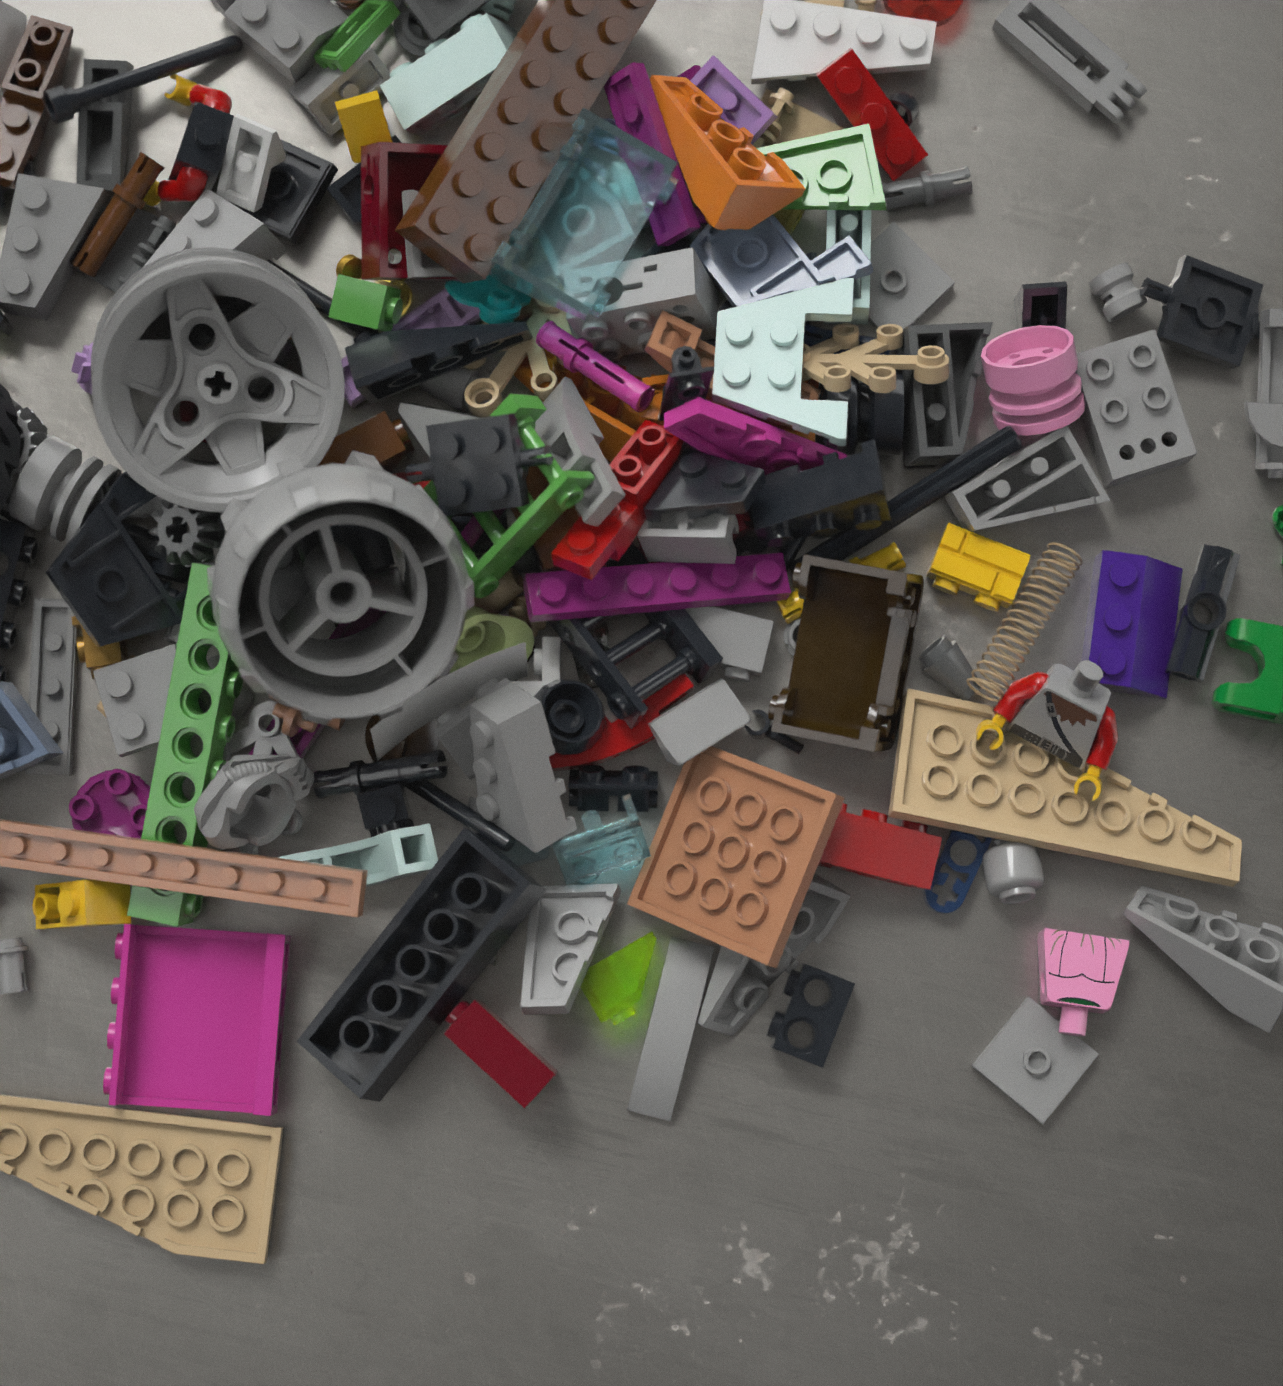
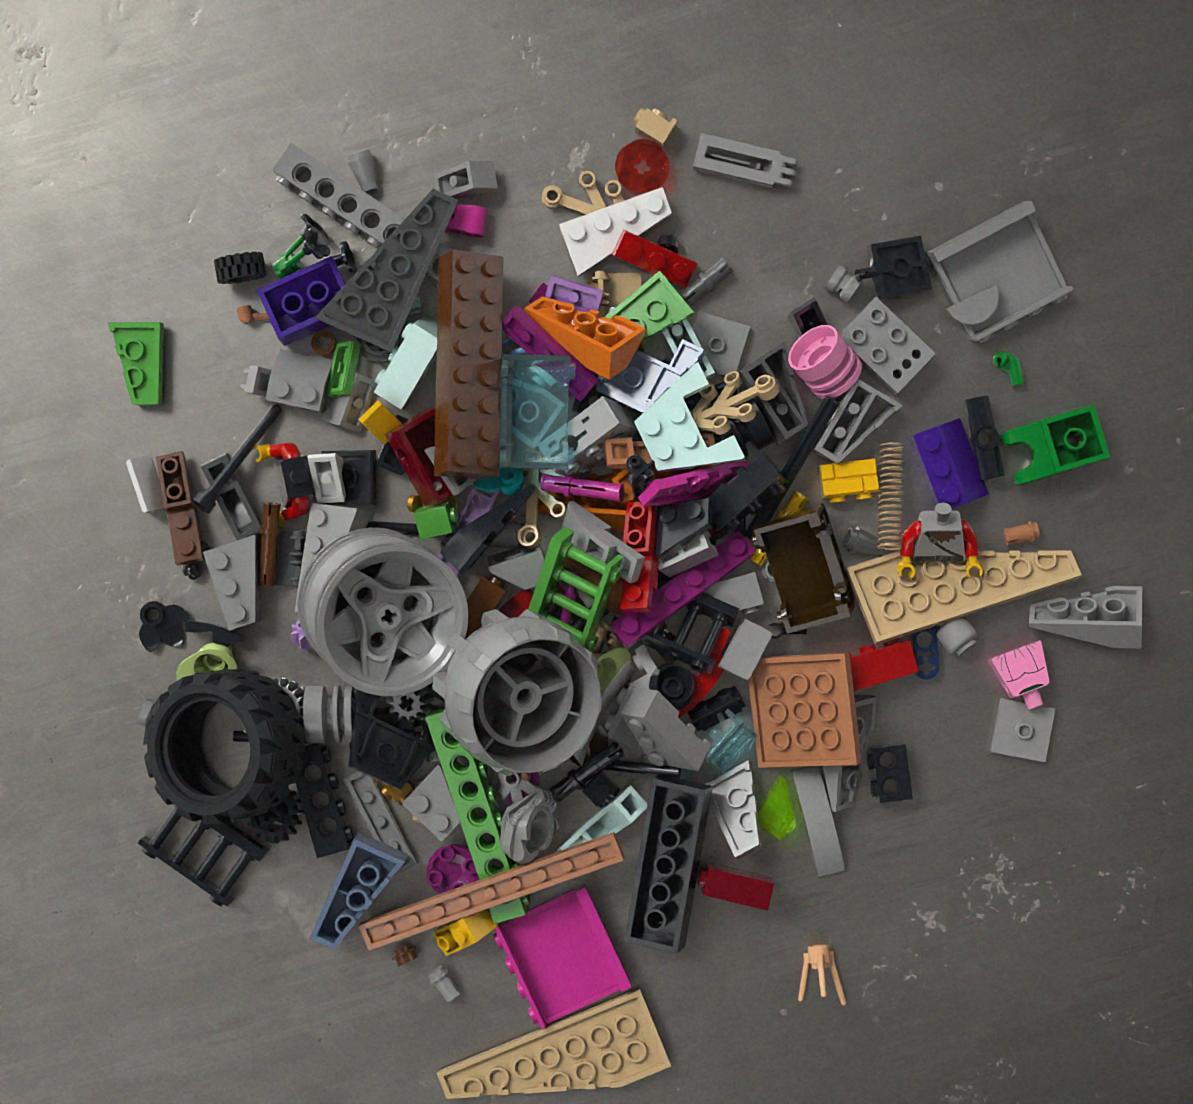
camera: 30 degrees left, 5 degrees up
(478, 464) = (555, 583): black plate -> none
(563, 1226) = (819, 957): none -> light nougat plant
(1183, 778) = (1021, 533): none -> nougat pin

